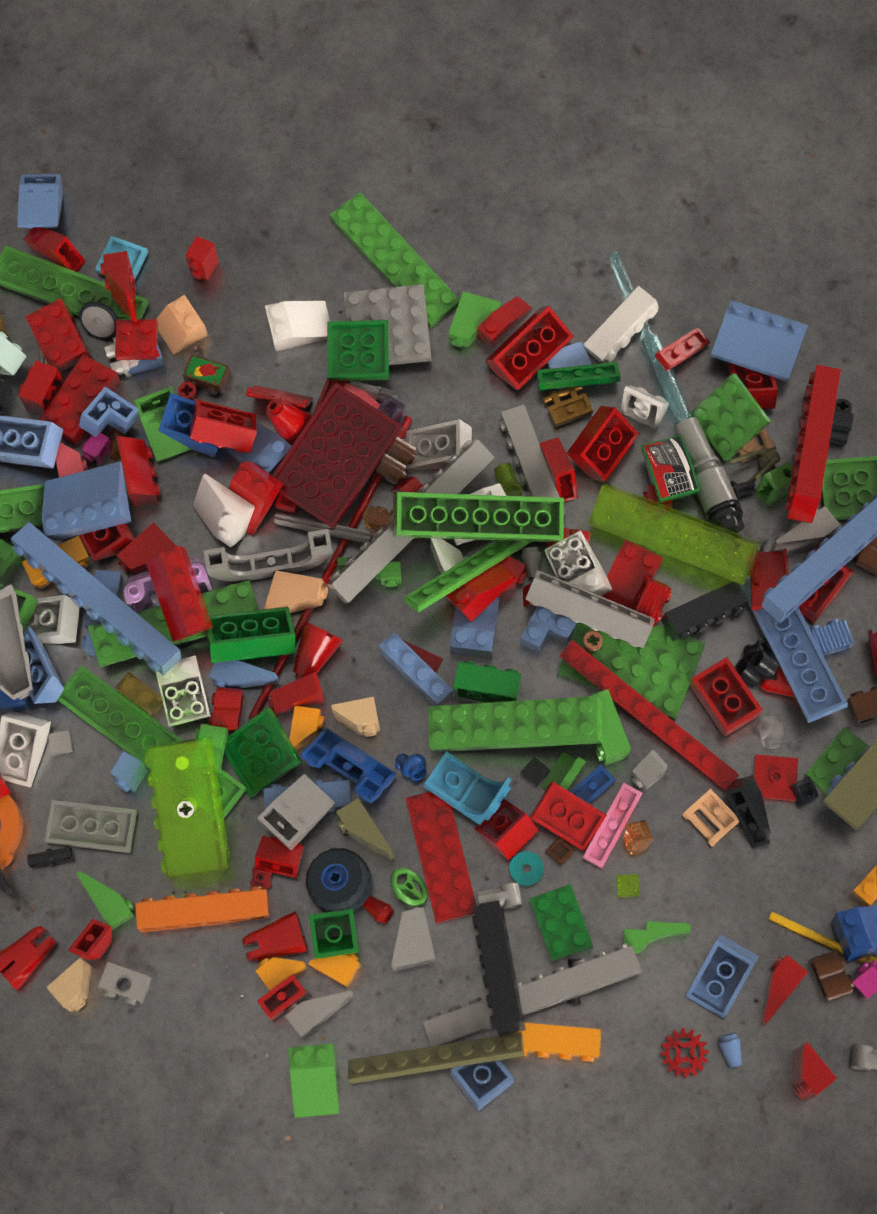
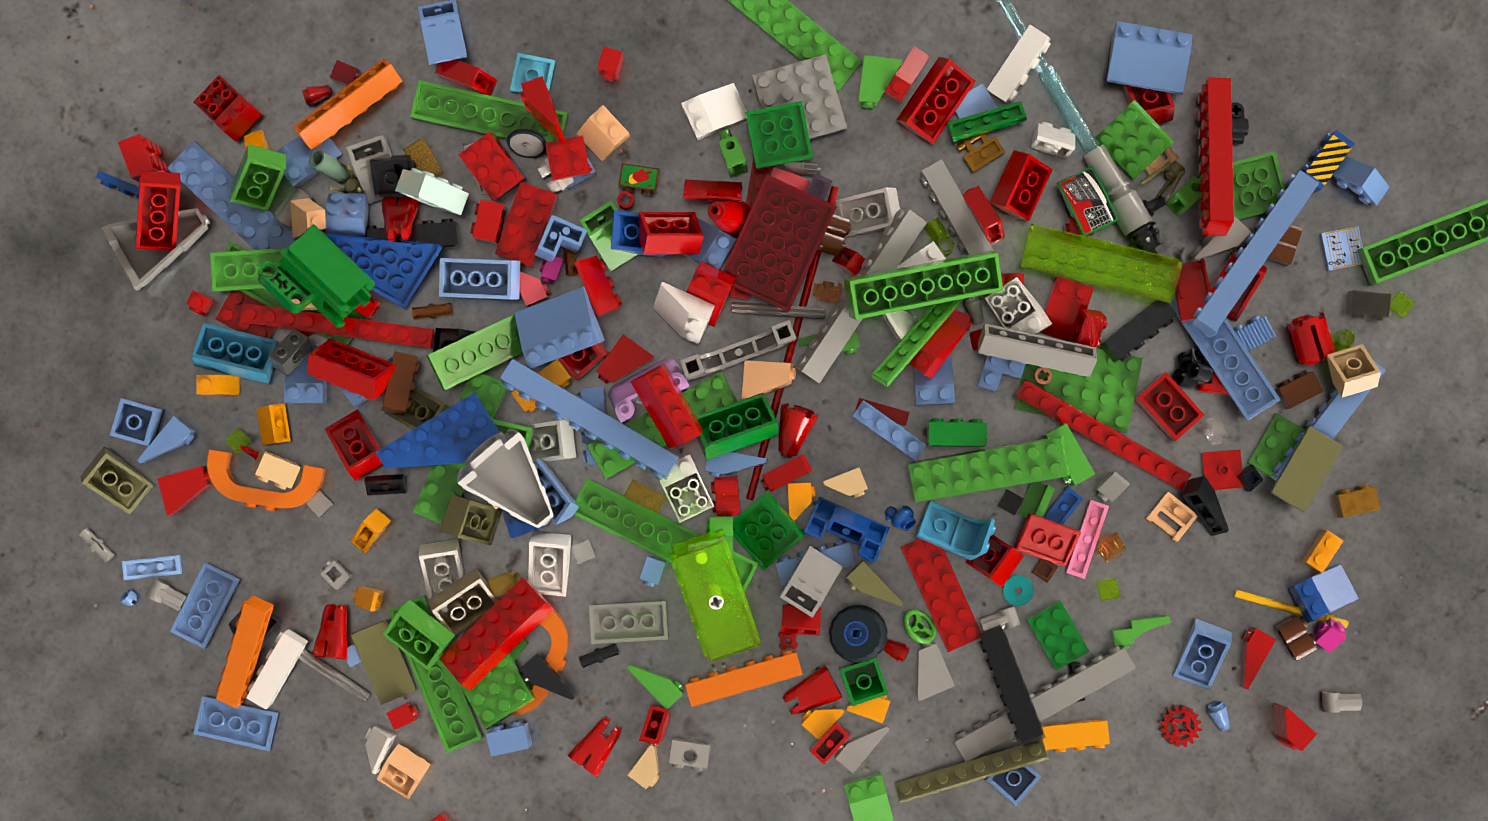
camera: 10 degrees left, 15 degrees up
(307, 361) = (732, 154): none -> bright green torso
(682, 349) = (1078, 76): tile -> none

